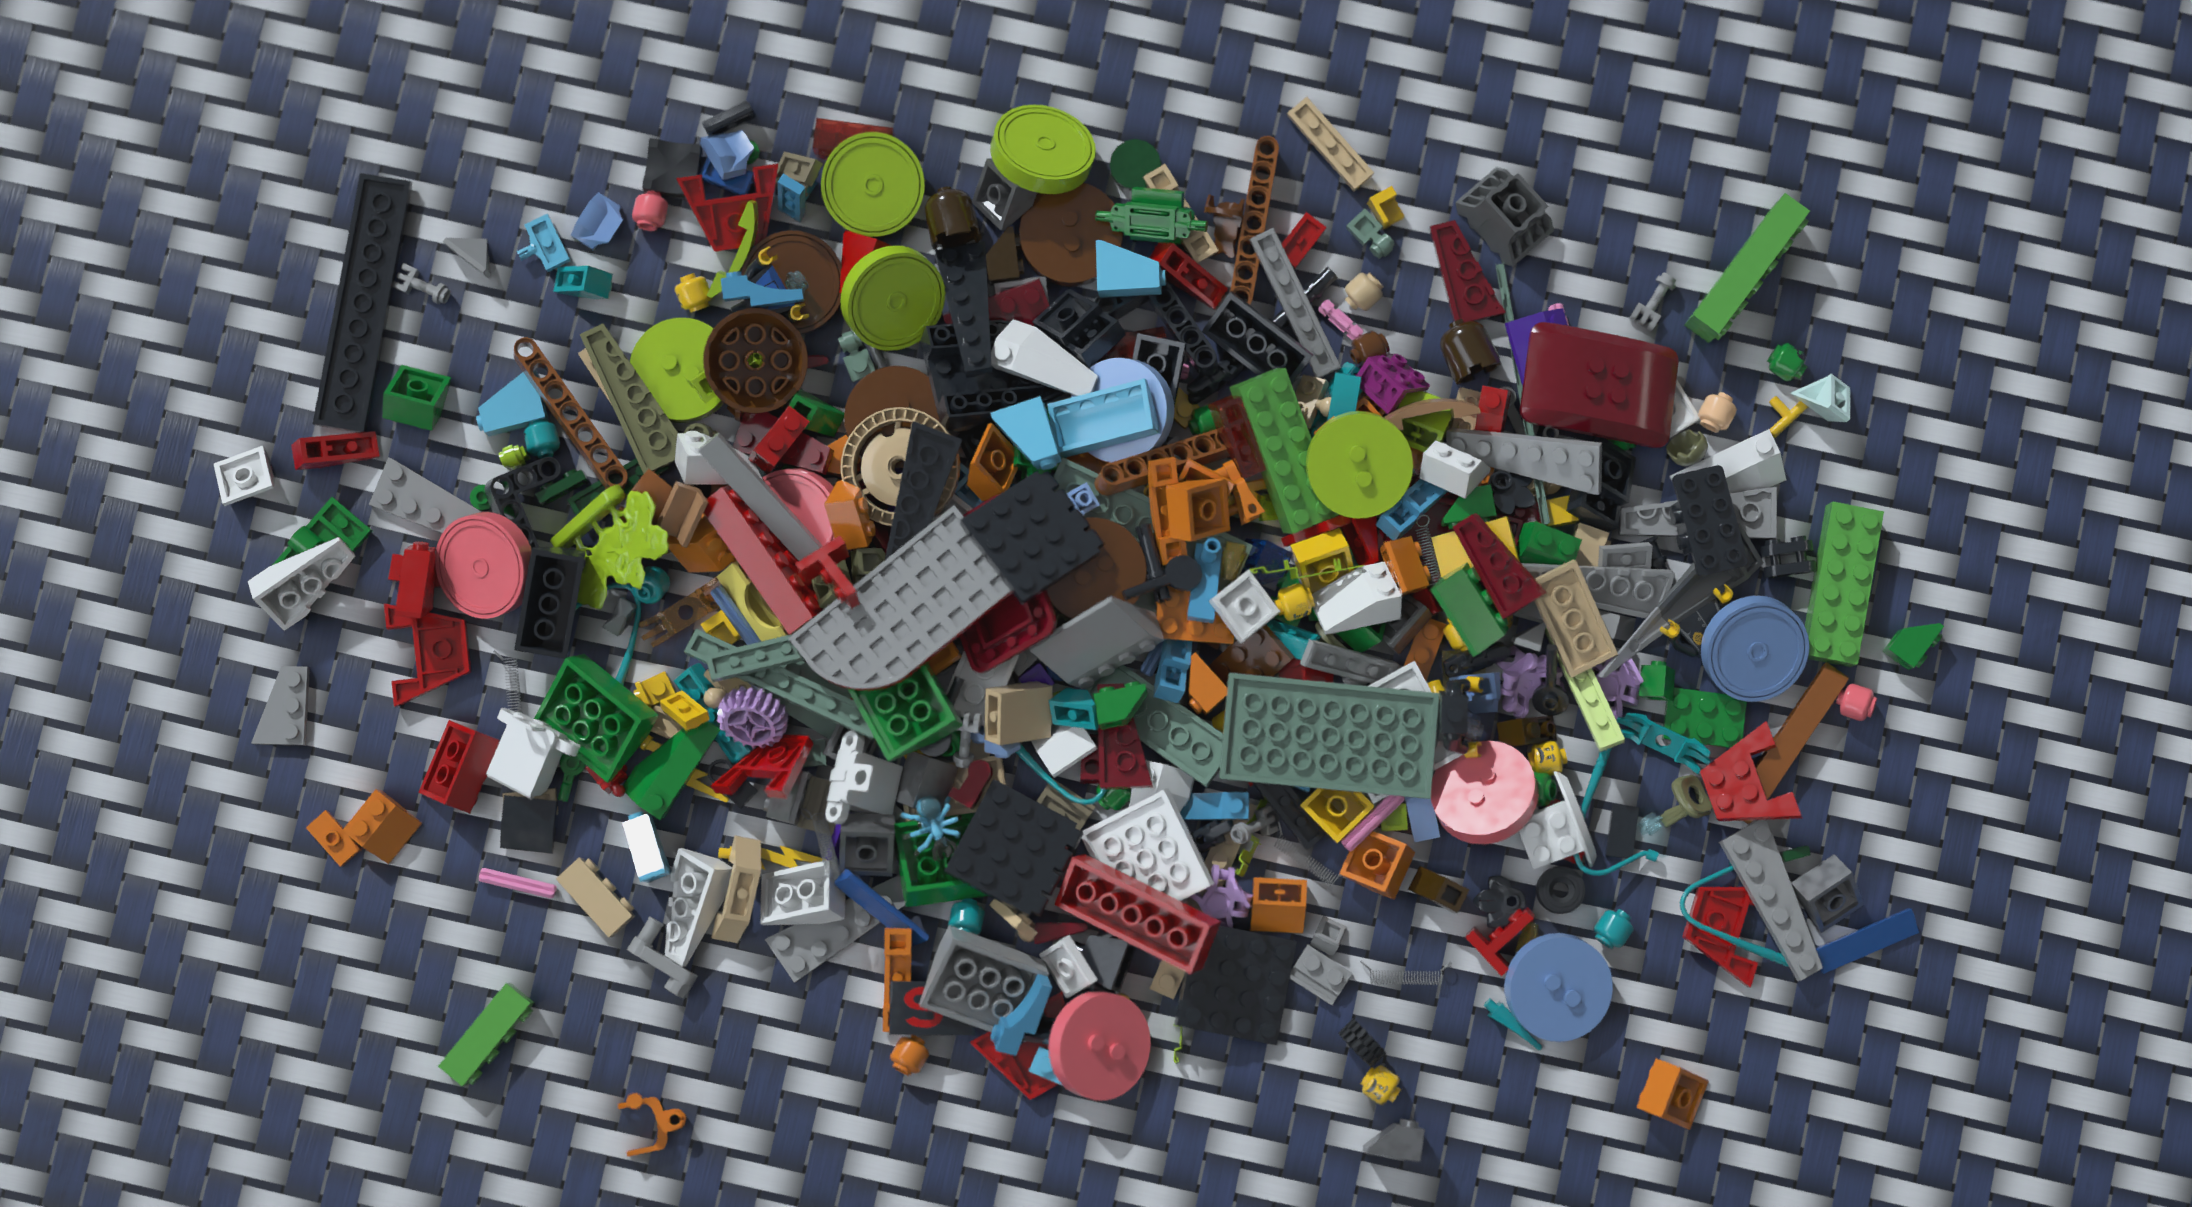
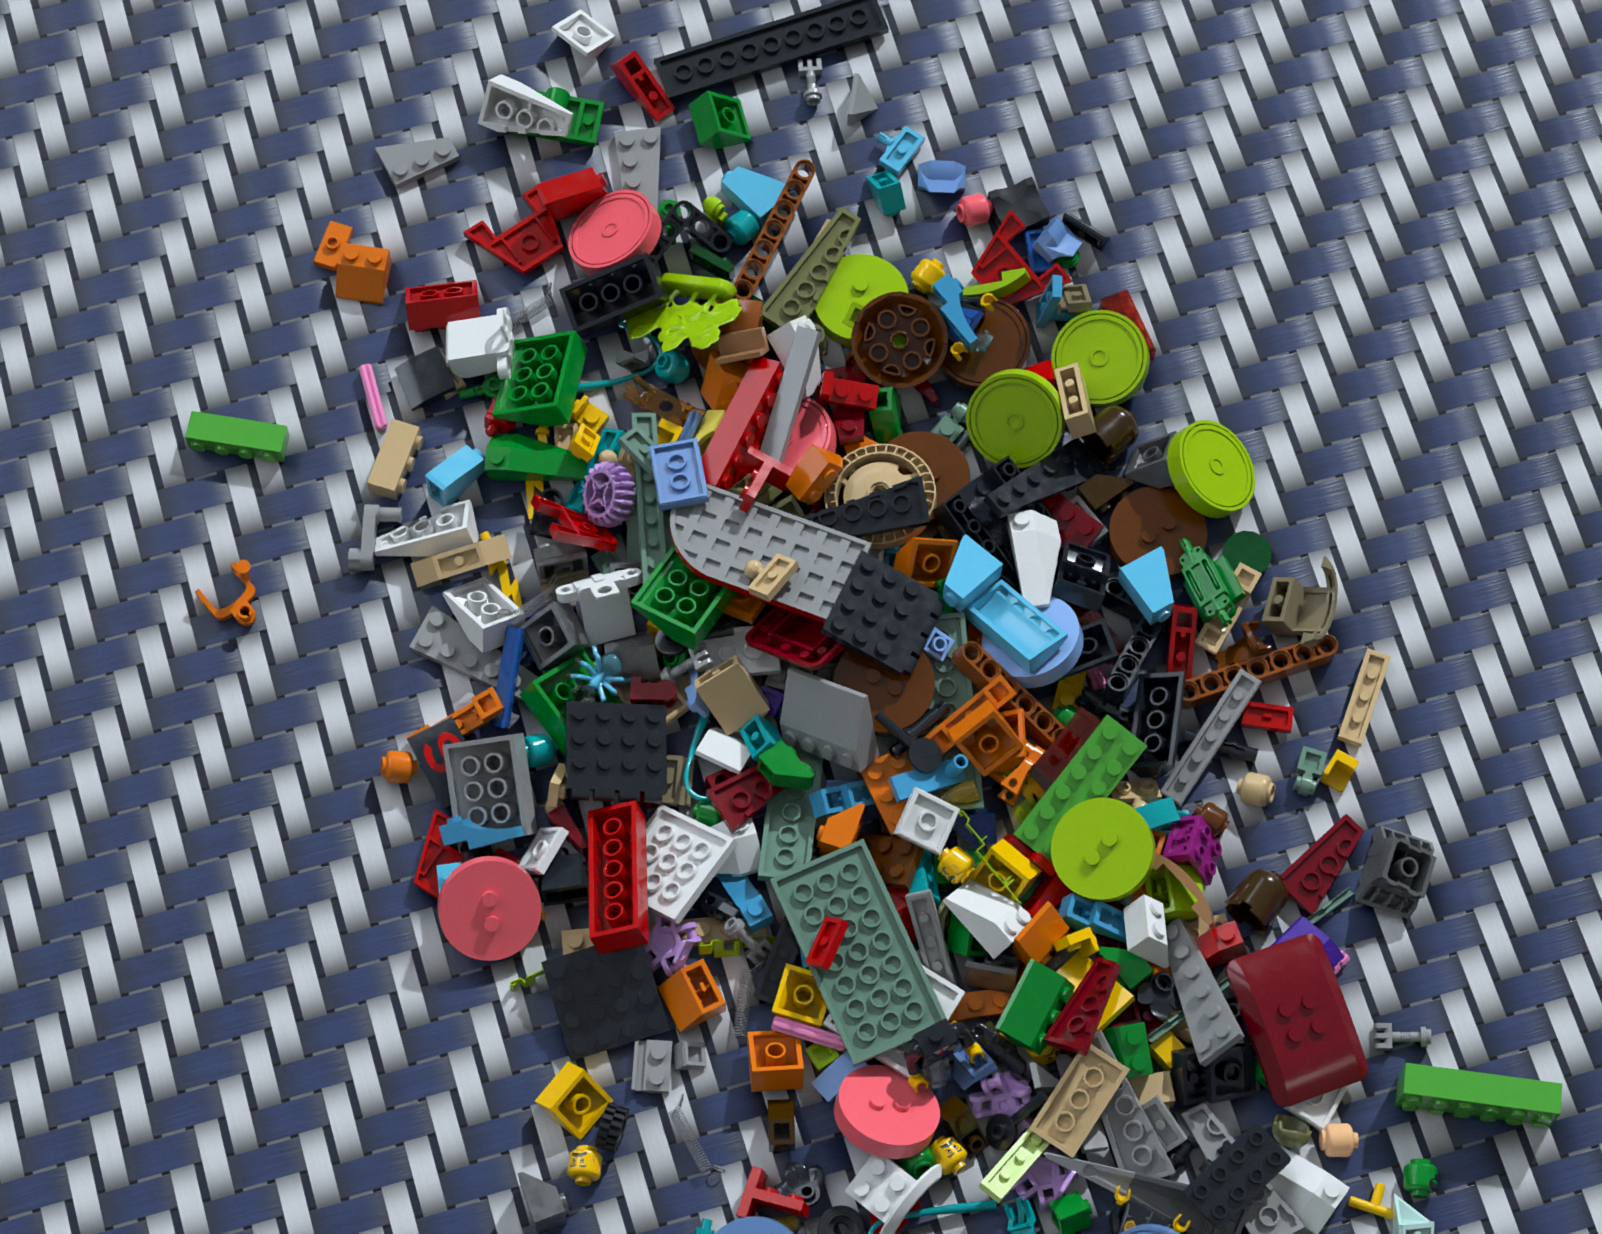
camera: 60 degrees right, 15 degrees down
(782, 644) = (678, 474): none -> medium blue tile
(909, 234) = (1075, 400): none -> tan brick
(943, 619) = (771, 578): none -> tan plate
(1221, 147) = (1302, 609): none -> dark tan piece
(1311, 761) = (827, 943): none -> red plate
(1314, 1062) = (574, 1100): none -> yellow slope
(1340, 320) = (1221, 784): bright pink axle -> none
(1429, 535) = (1082, 940): none -> yellow bracket

